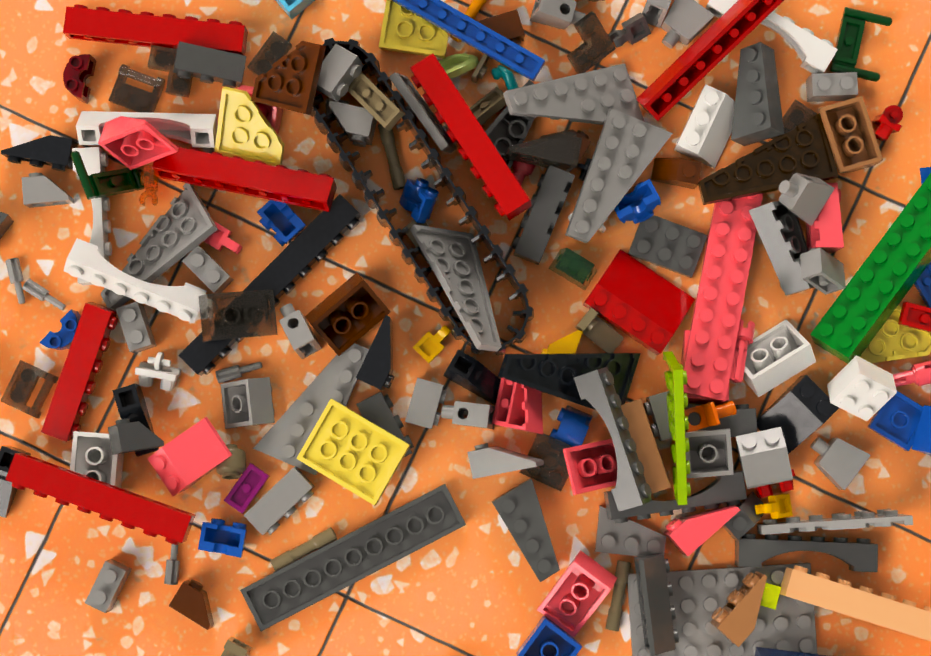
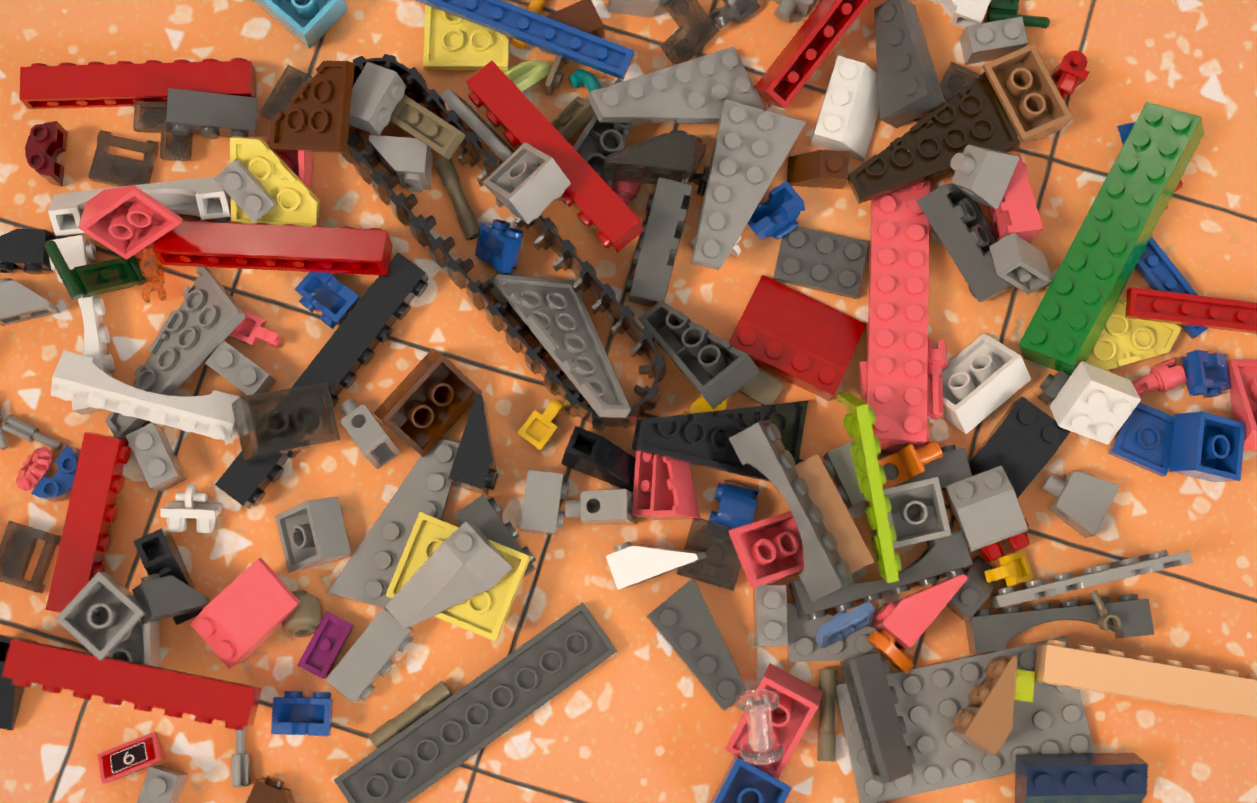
camera: 15 degrees left, 5 degrees down
(43, 323) = (34, 468): none -> coral gear
(84, 444) = (101, 614): none -> light grey slope
(91, 550) = (130, 757): none -> slope
(229, 130) = (246, 190): none -> light grey plate
(235, 372) = (292, 497): light grey axle -> none
(349, 451) = (454, 572): none -> light grey wedge
(446, 158) = (527, 182): none -> light grey slope
(564, 313) = (703, 358): none -> dark grey wedge
(565, 582) = (761, 746): none -> clear piece
(573, 268) = (708, 304): clear green torso -> none
(586, 515) = (770, 616): none -> light grey brick
(641, 530) = (844, 624): none -> medium blue plate
(679, 560) = (896, 656): none -> orange plate
(832, 368) = (1052, 385): none -> dark grey plate
(841, 551) = (1104, 614): none -> dark tan hand

